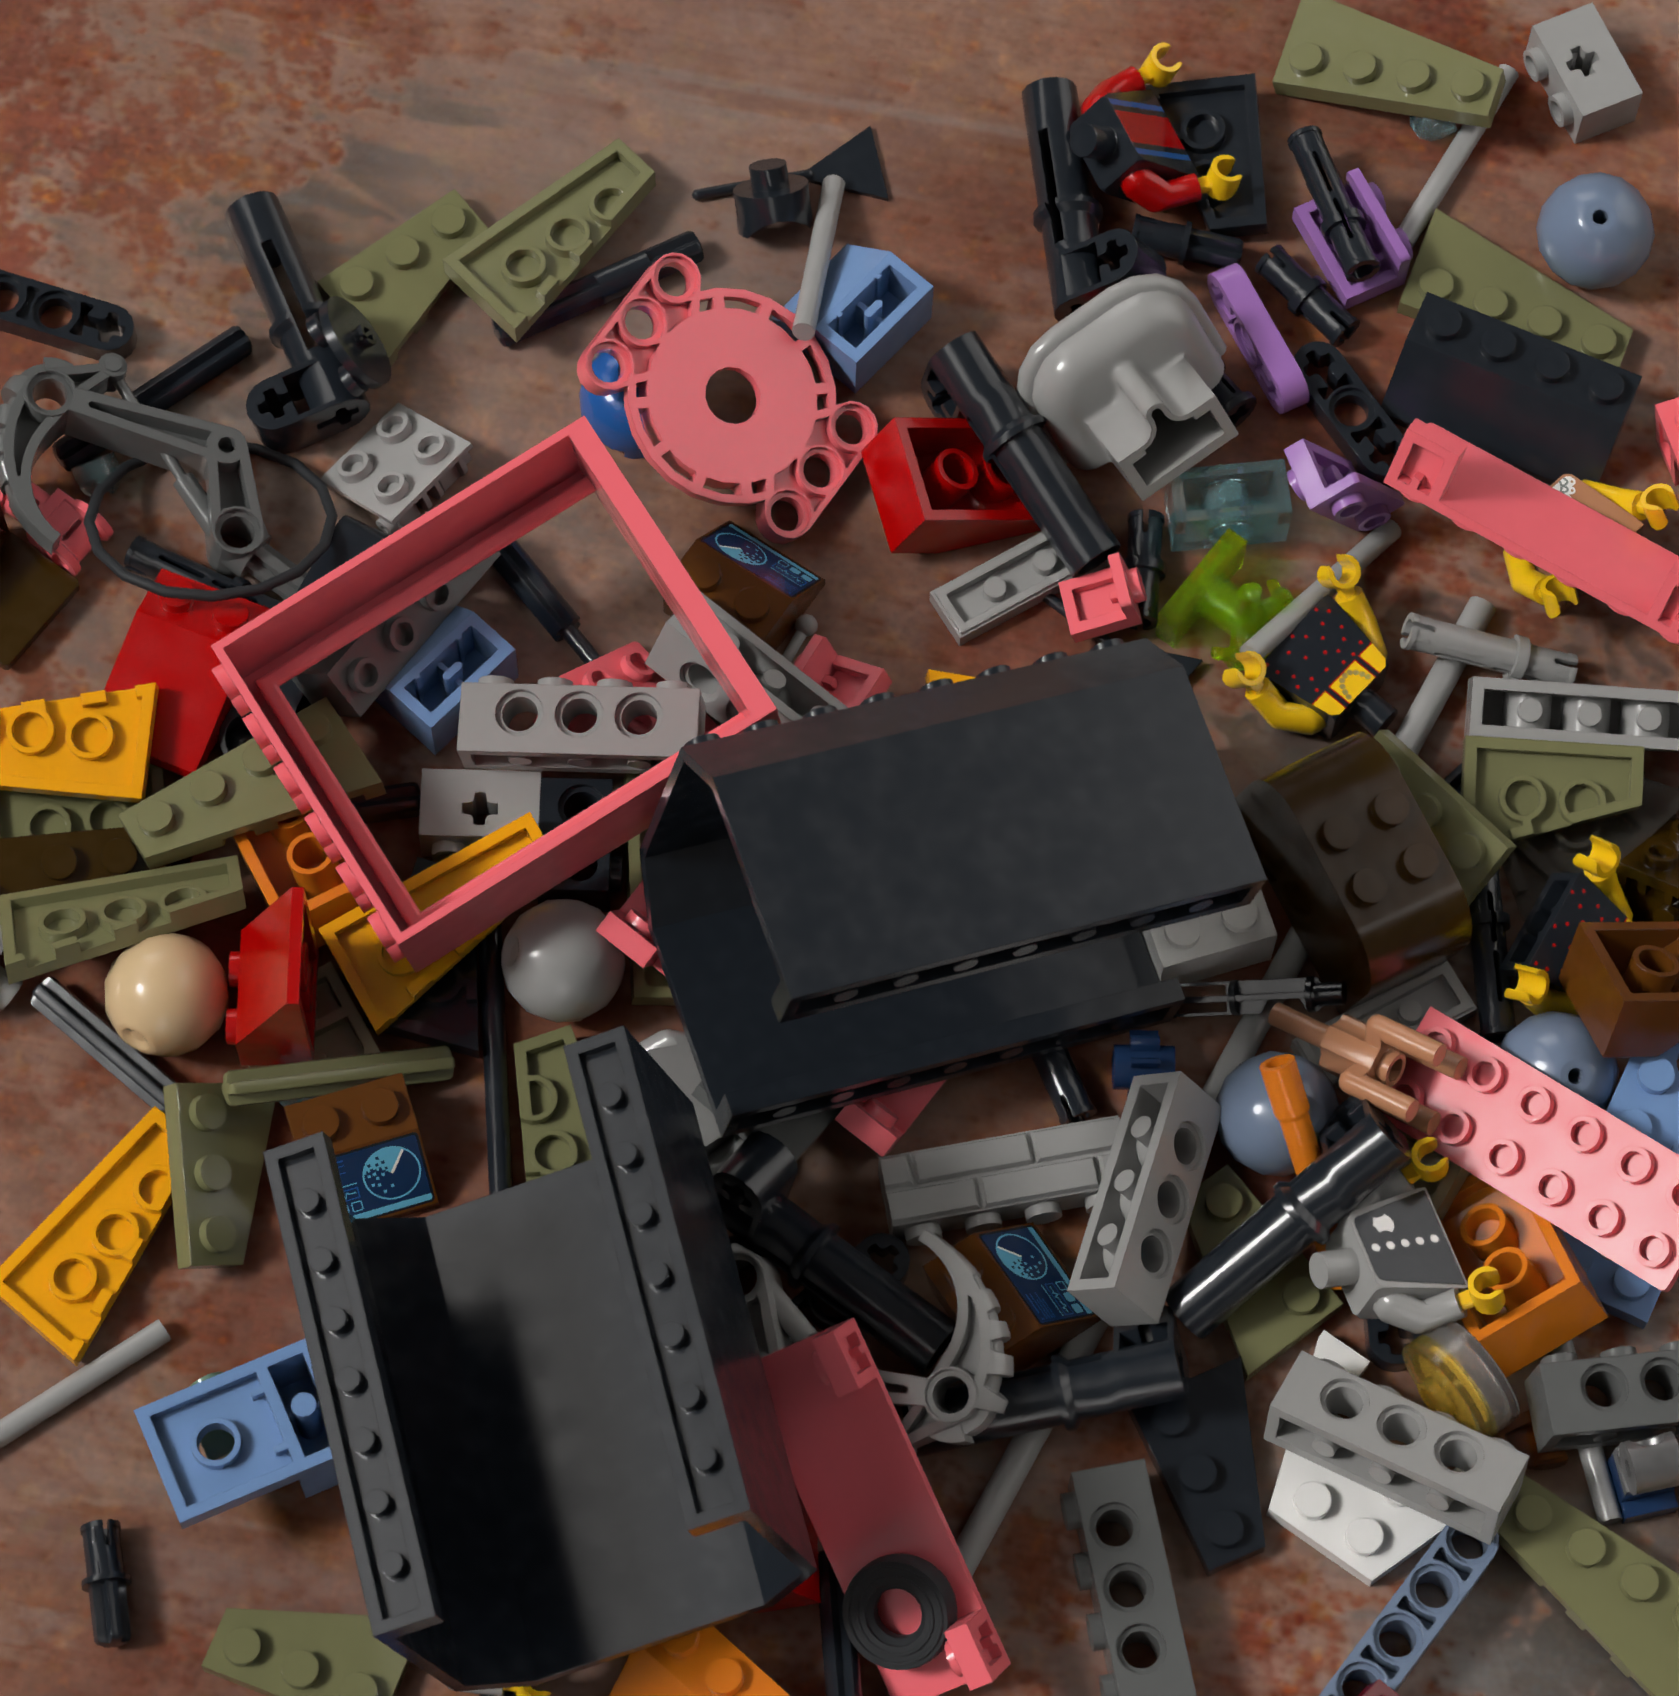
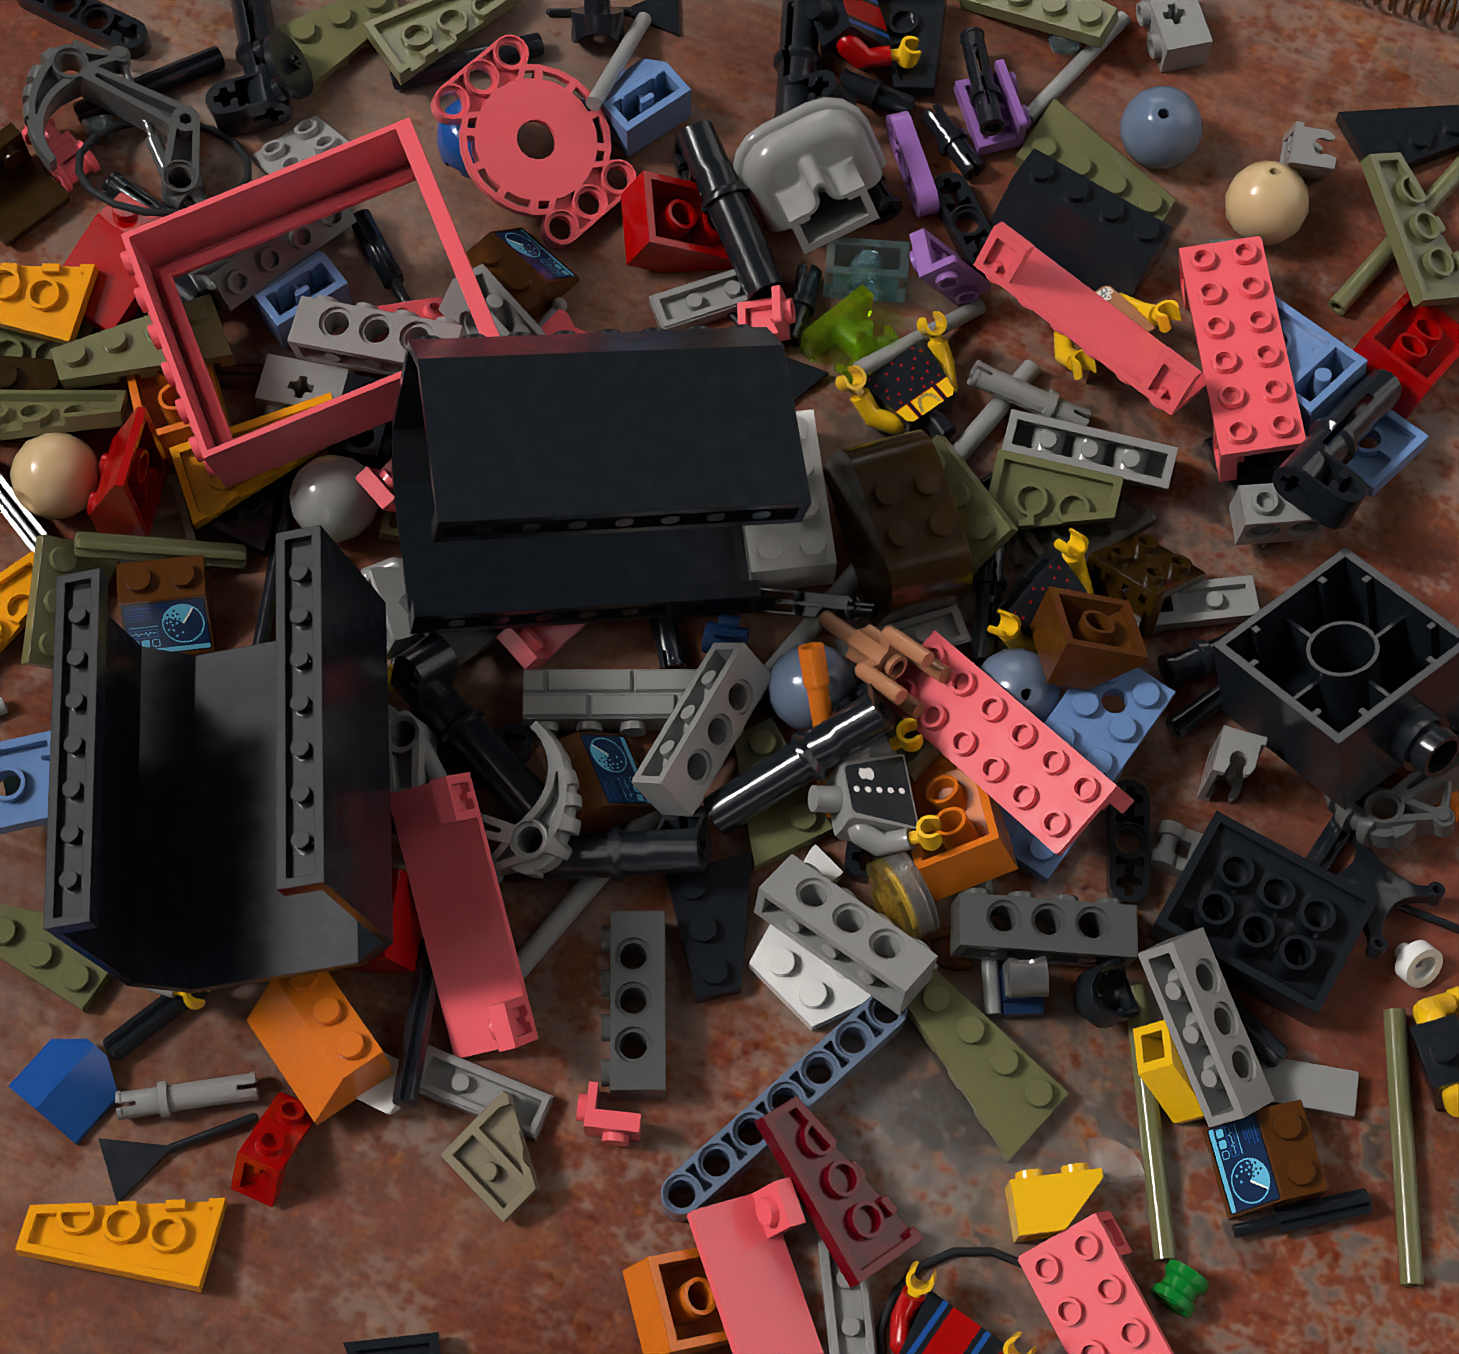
camera: 10 degrees right, 0 degrees up
(868, 1631) = (439, 992): black tyre -> none

